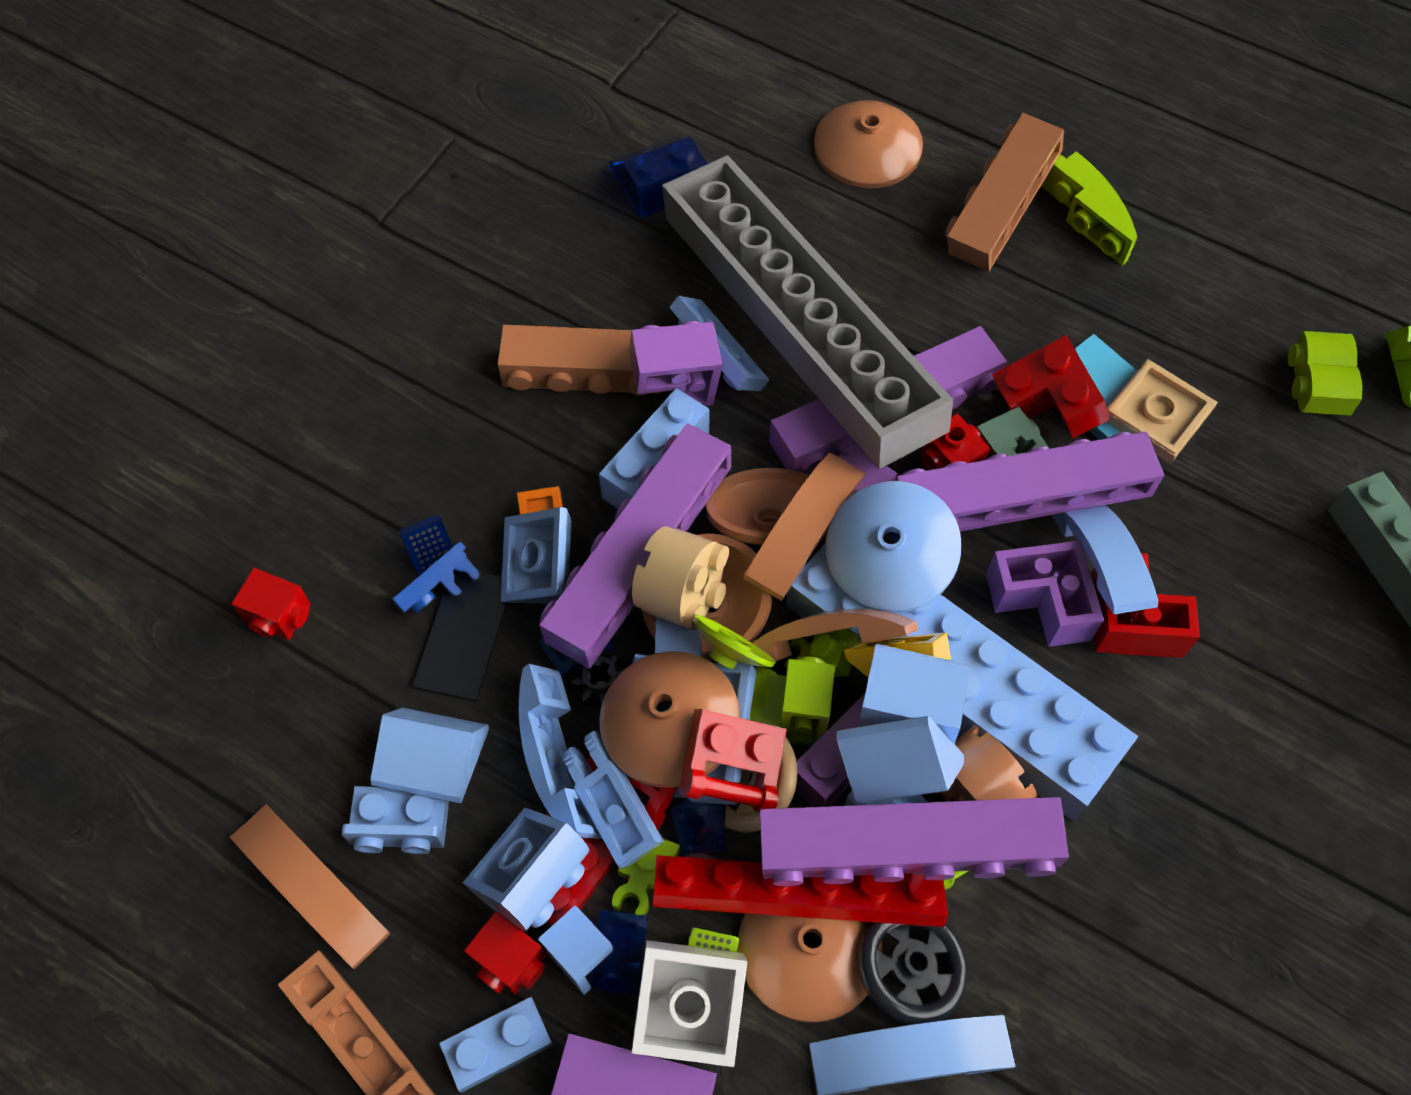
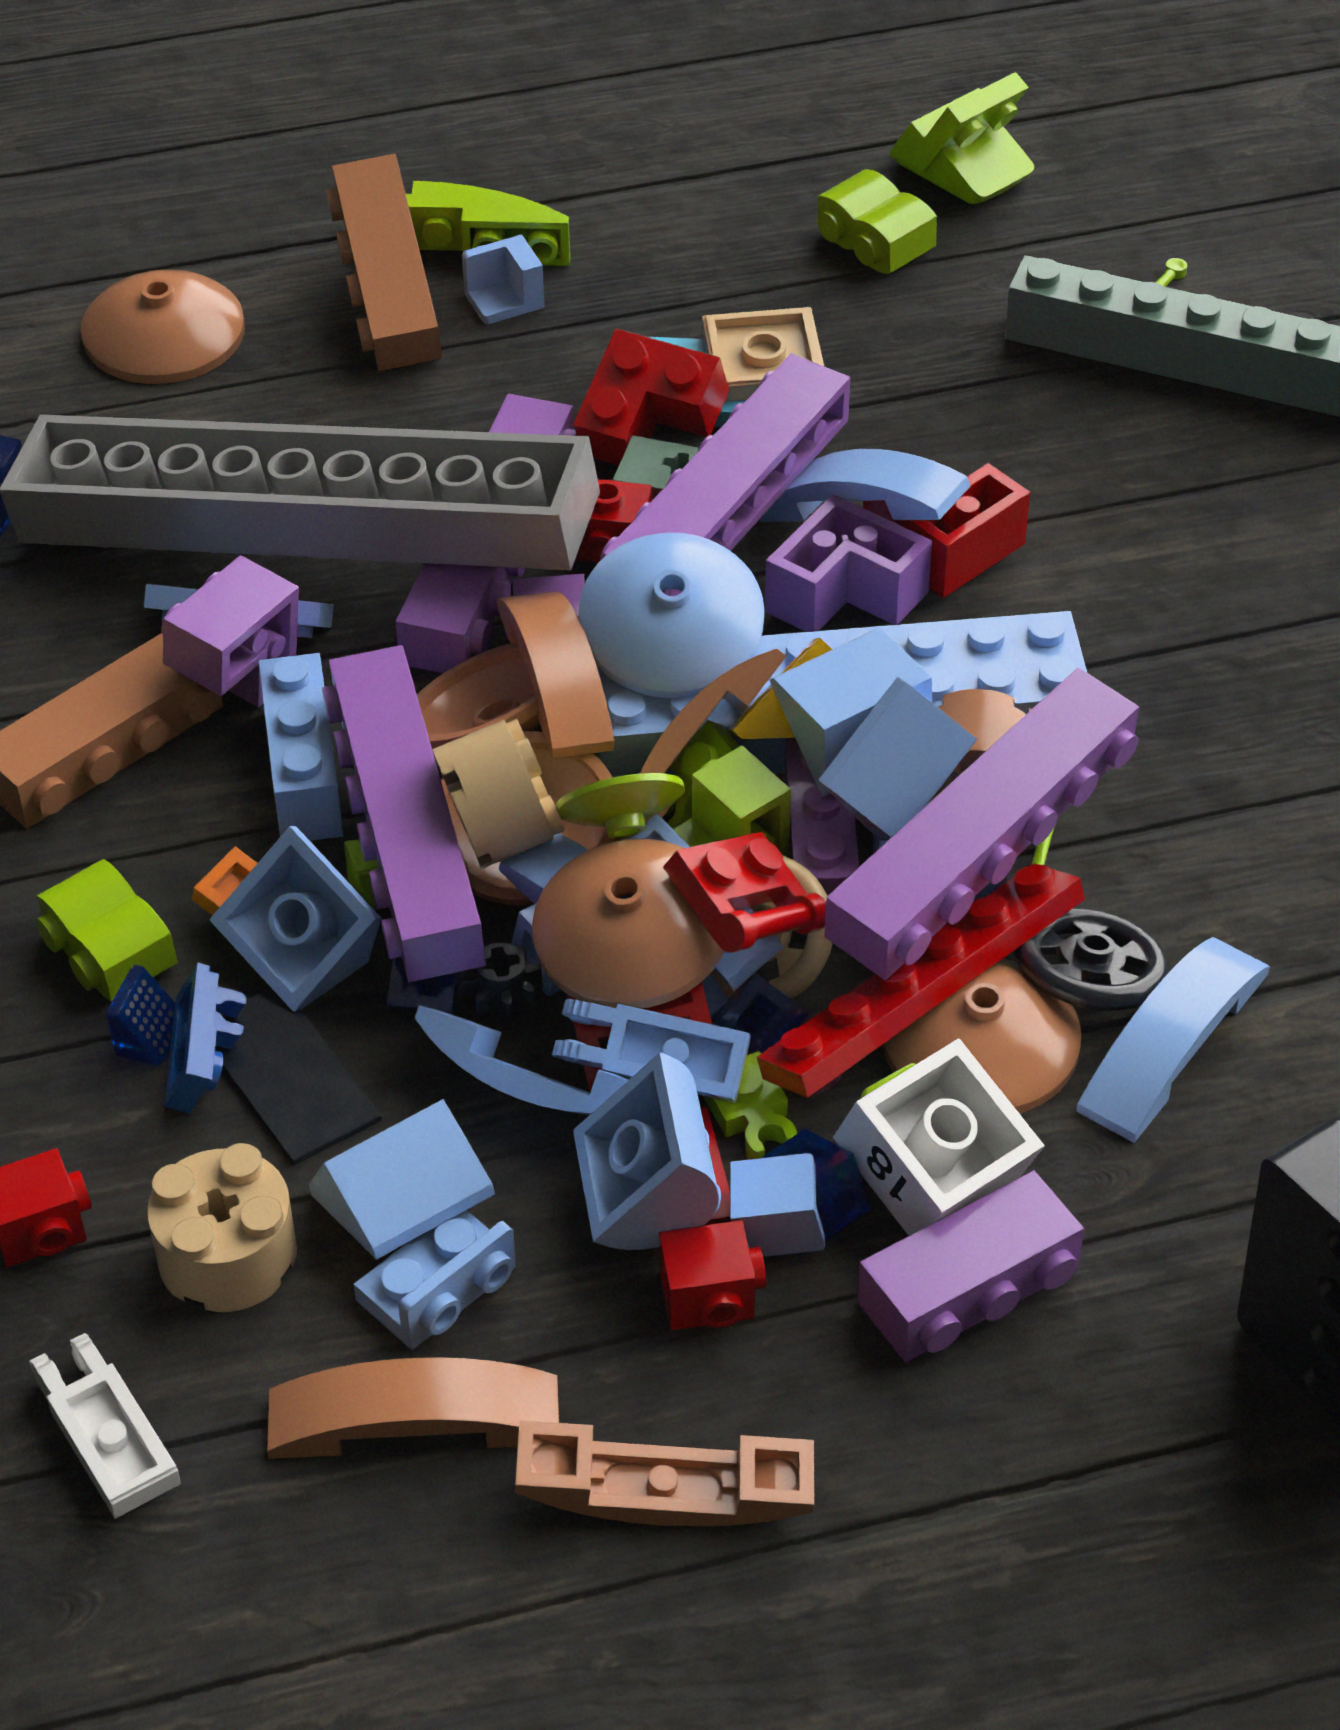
camera: 45 degrees left, 15 degrees down
(177, 753) = (107, 1430): none -> white hinge
(327, 698) = (222, 1227): none -> tan brick
(461, 478) = (103, 928): none -> lime brick
(495, 1044) = (790, 1364): light blue plate -> none
(1066, 249) = (503, 279): none -> light blue panel

